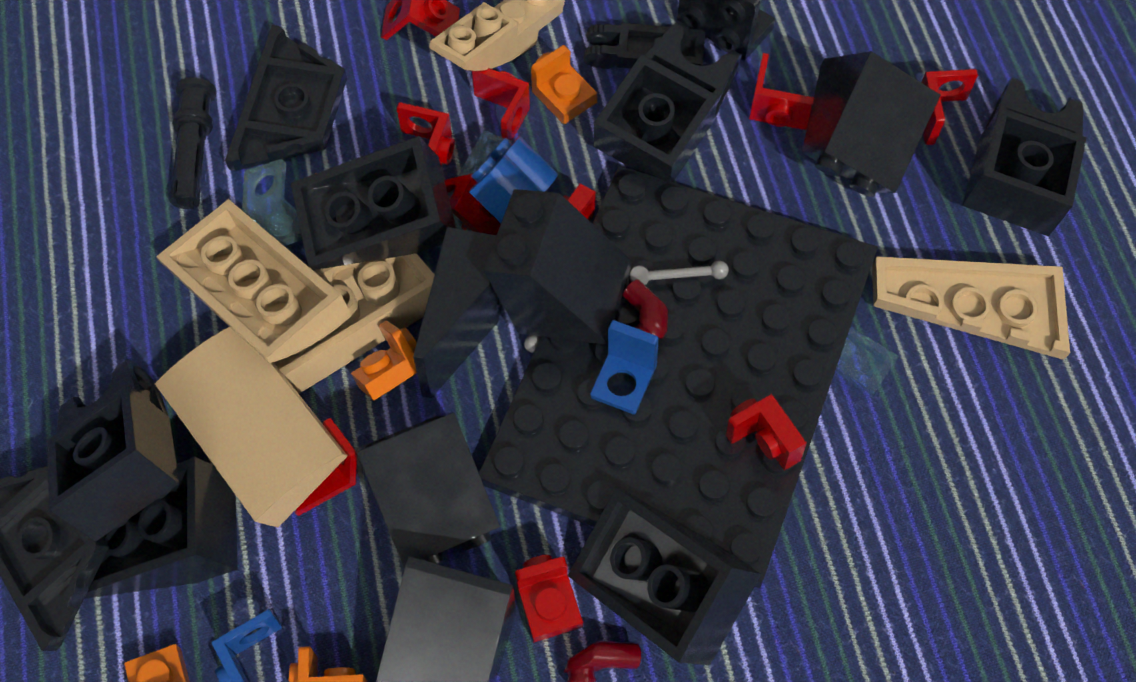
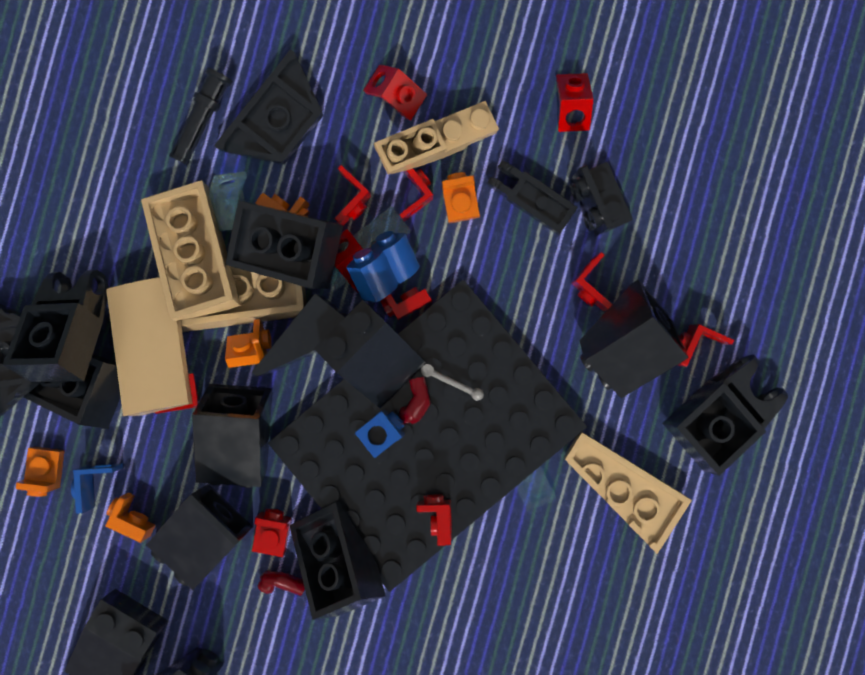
camera: 30 degrees right, 25 degrees up
(664, 107) = (526, 258): black brick -> none

